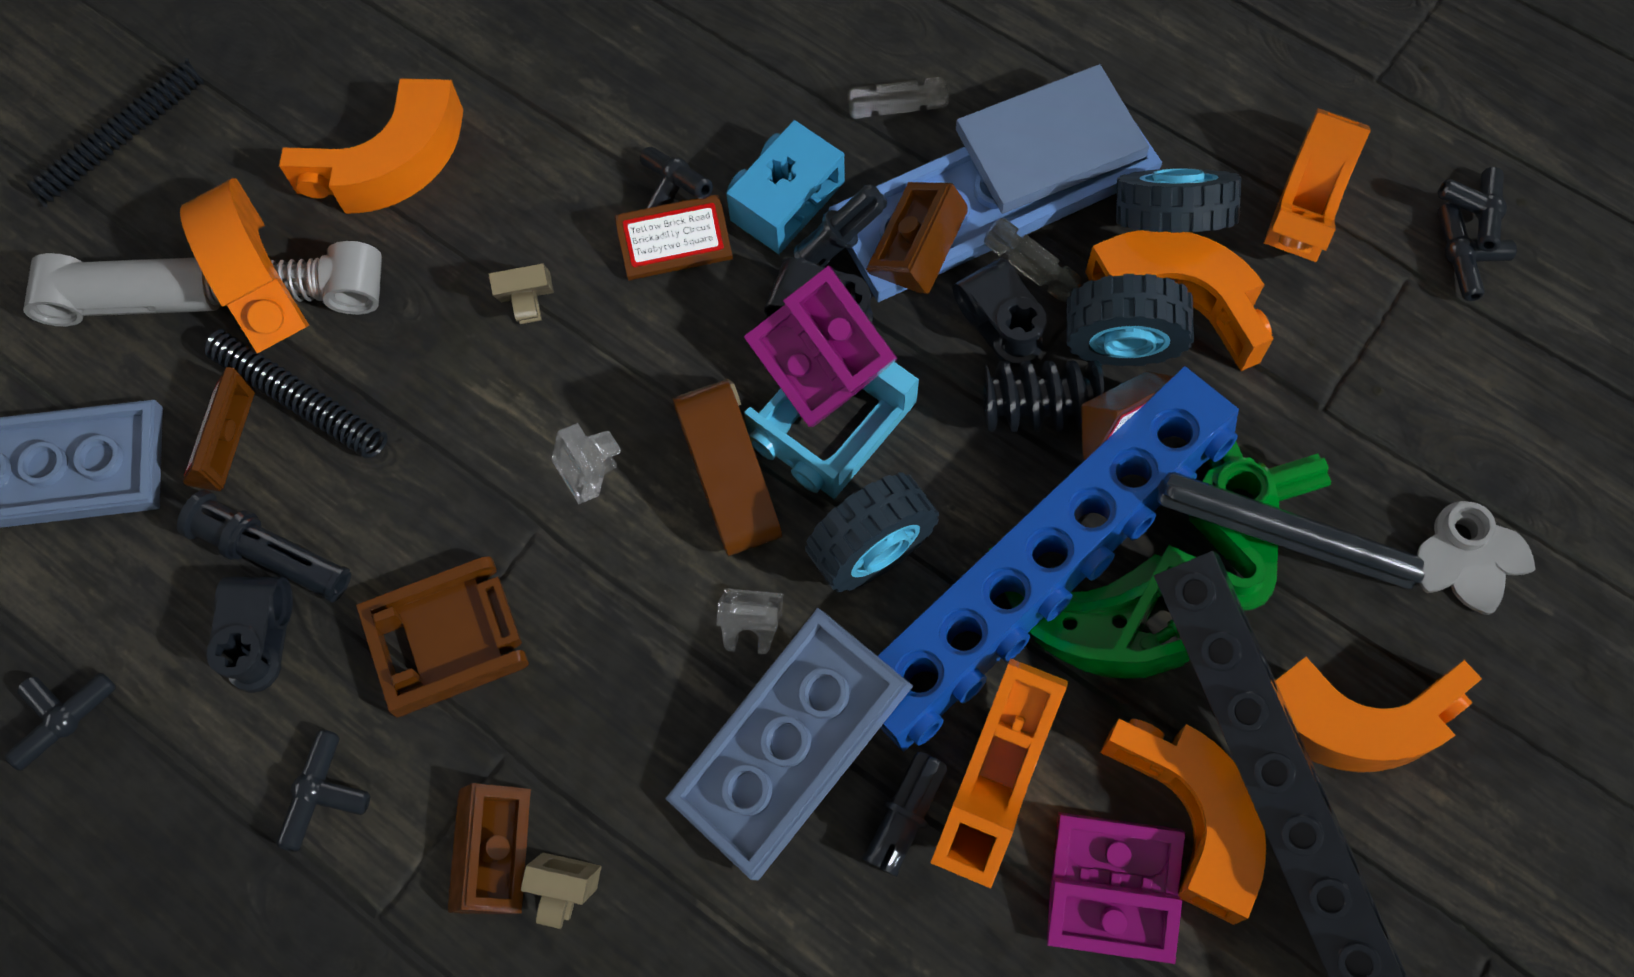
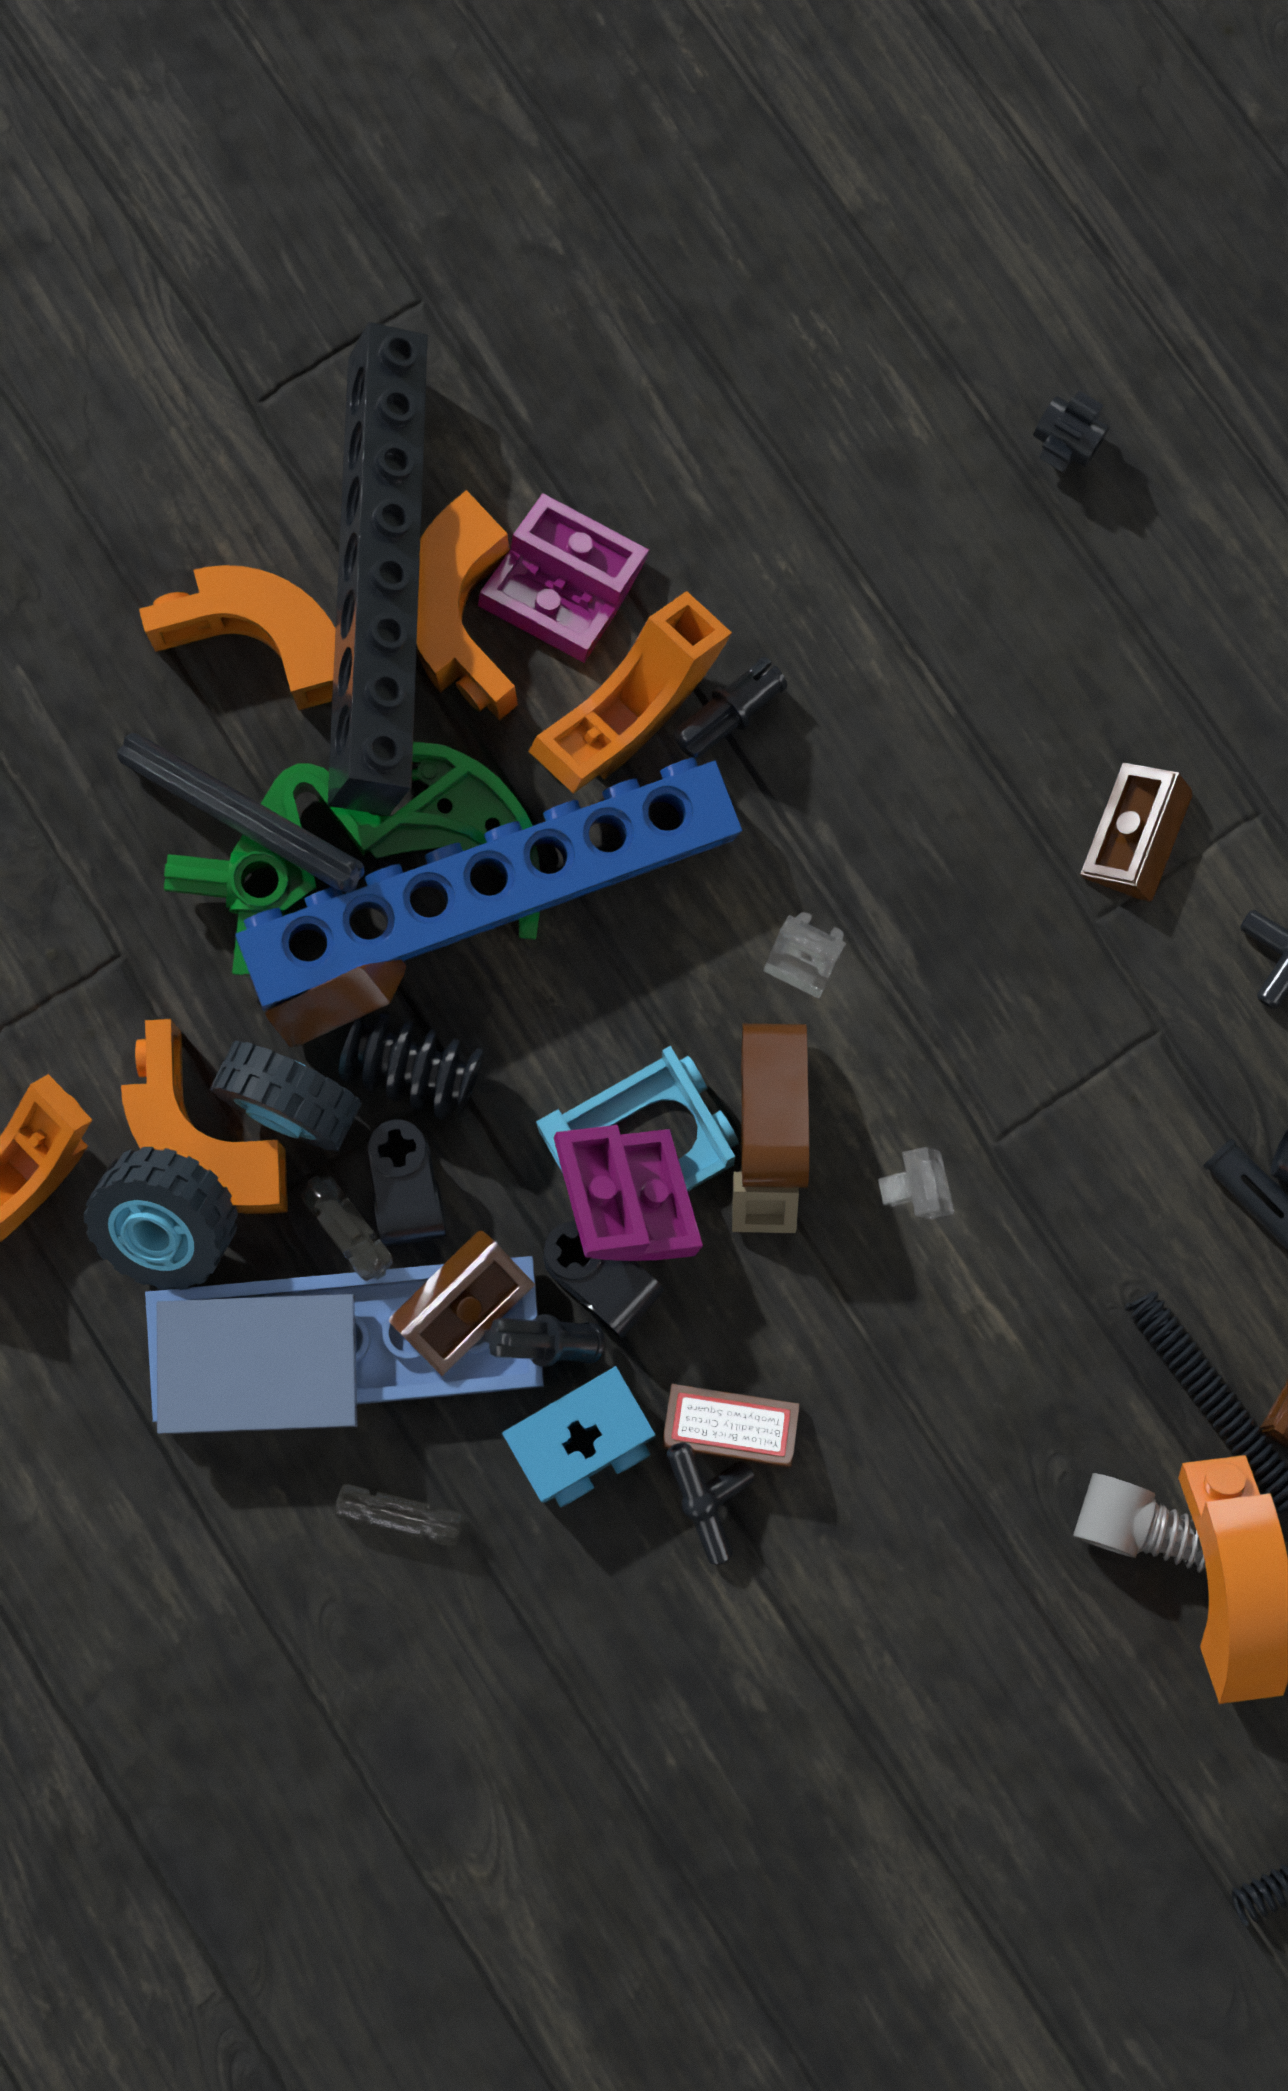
camera: 160 degrees left, 10 degrees up
(393, 162) = (1003, 1664): orange arch -> none
(453, 633) = (1112, 1058): reddish brown container -> none
(522, 288) = (923, 1423): dark tan tile -> none
(560, 884) = (1077, 765): dark tan tile -> none
(788, 744) = (816, 804): sand blue tile -> none
(871, 531) = (654, 969): black wheel -> none
(1474, 566) = (64, 735): light grey plate -> none

